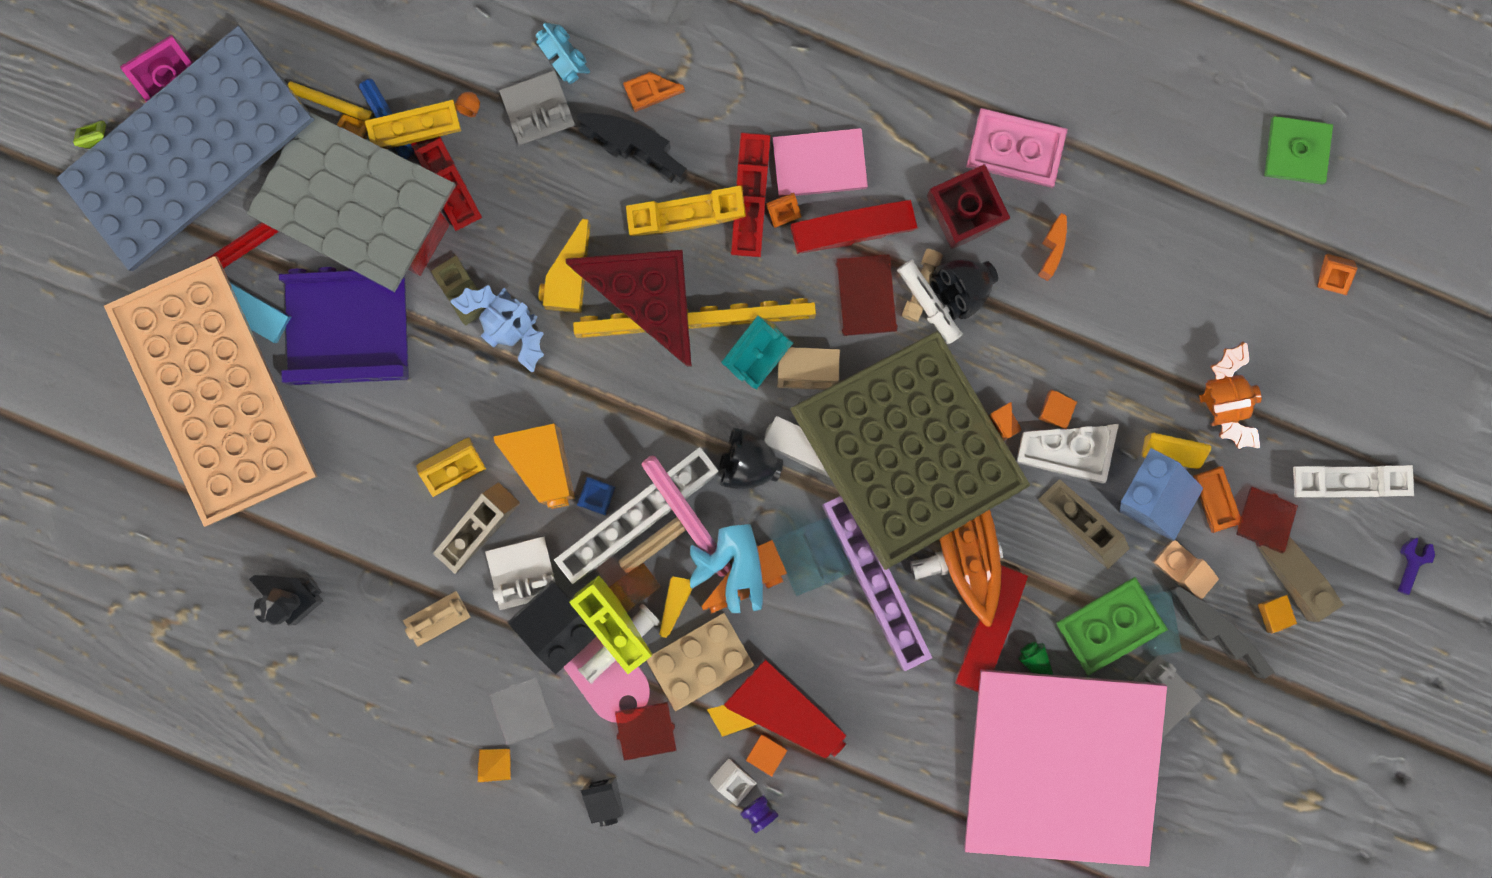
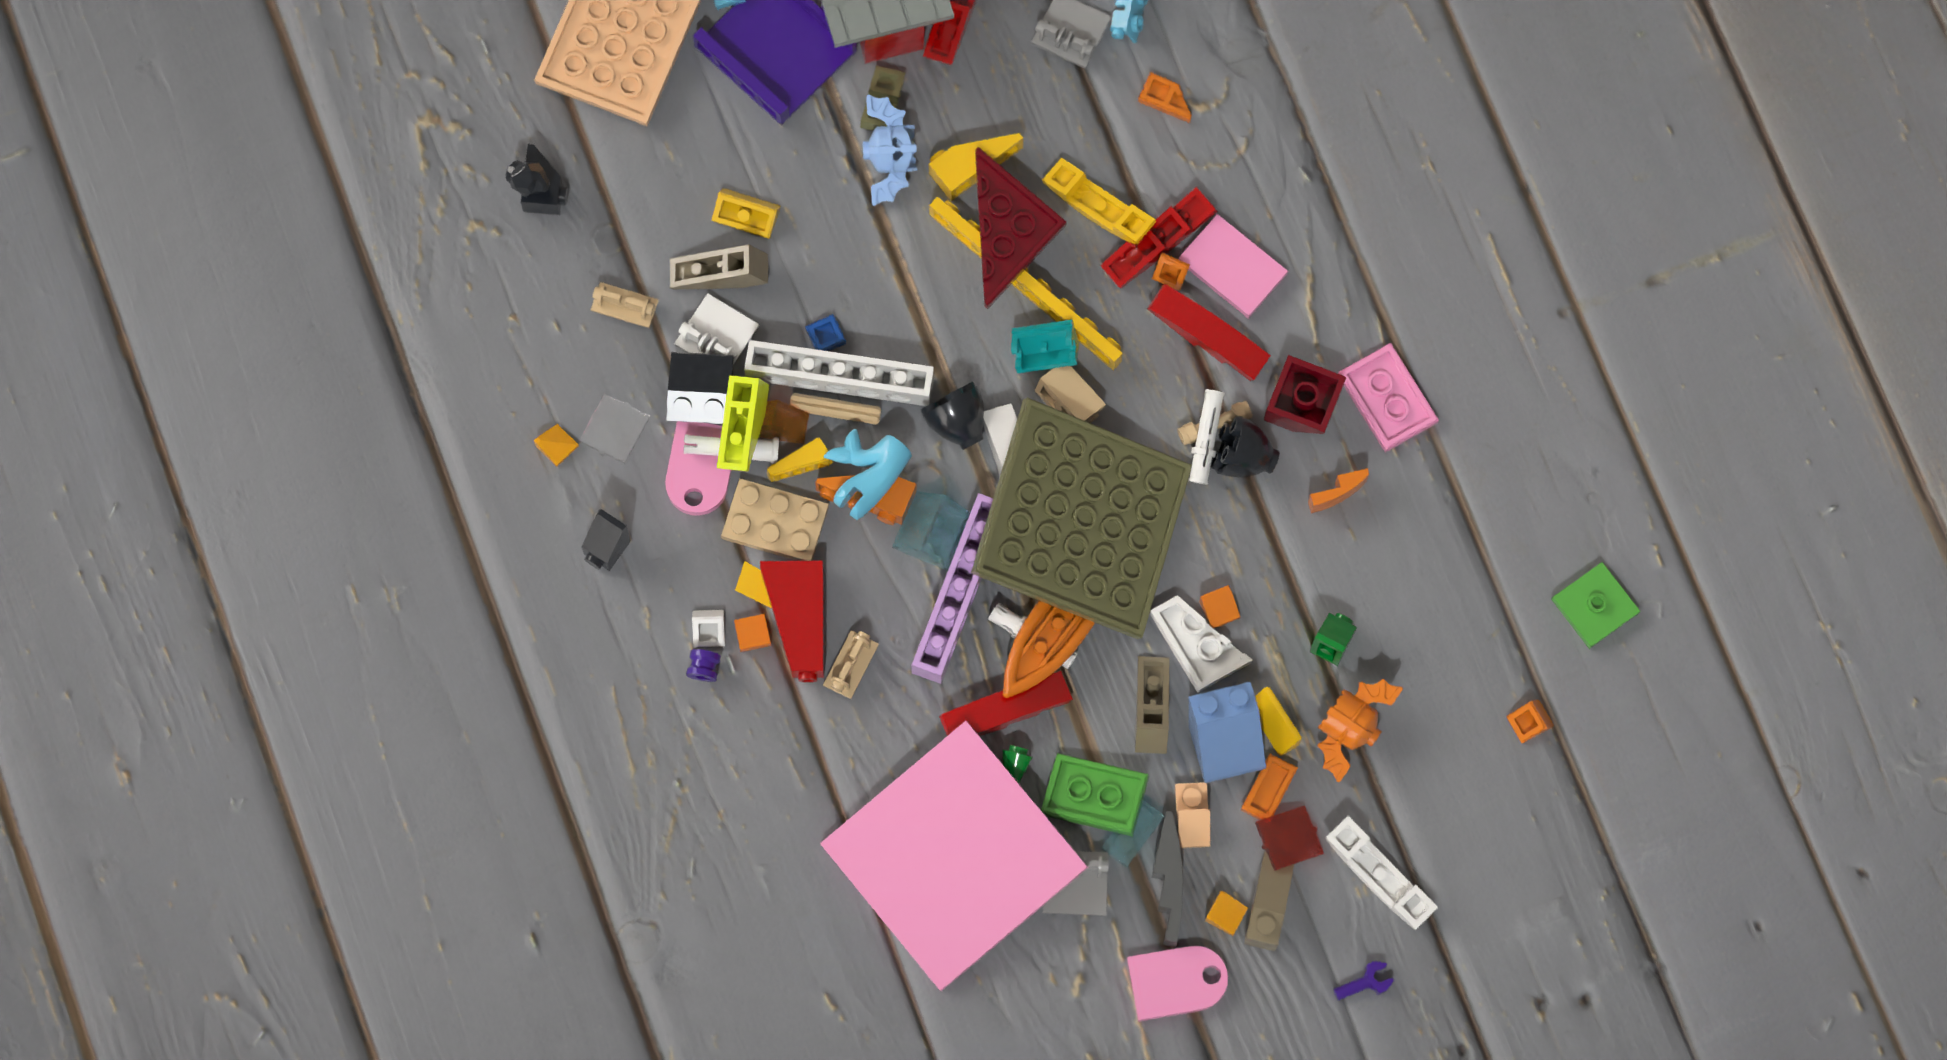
camera: 45 degrees right, 10 degrees down
(540, 462) = (812, 268): light orange slope -> none
(624, 136) = (1113, 111): black slope -> none
(645, 731) = (686, 528): clear red piece -> none
(681, 508) = (875, 392): bright pink axle -> none
(855, 707) = (851, 664): none -> tan hinge
(866, 295) = (1168, 391): clear red piece -> none
(1005, 421) = (1173, 576): orange slope -> none
(1158, 352) = (1333, 638): none -> green slope
(1291, 697) = (1173, 983): none -> bright pink tile

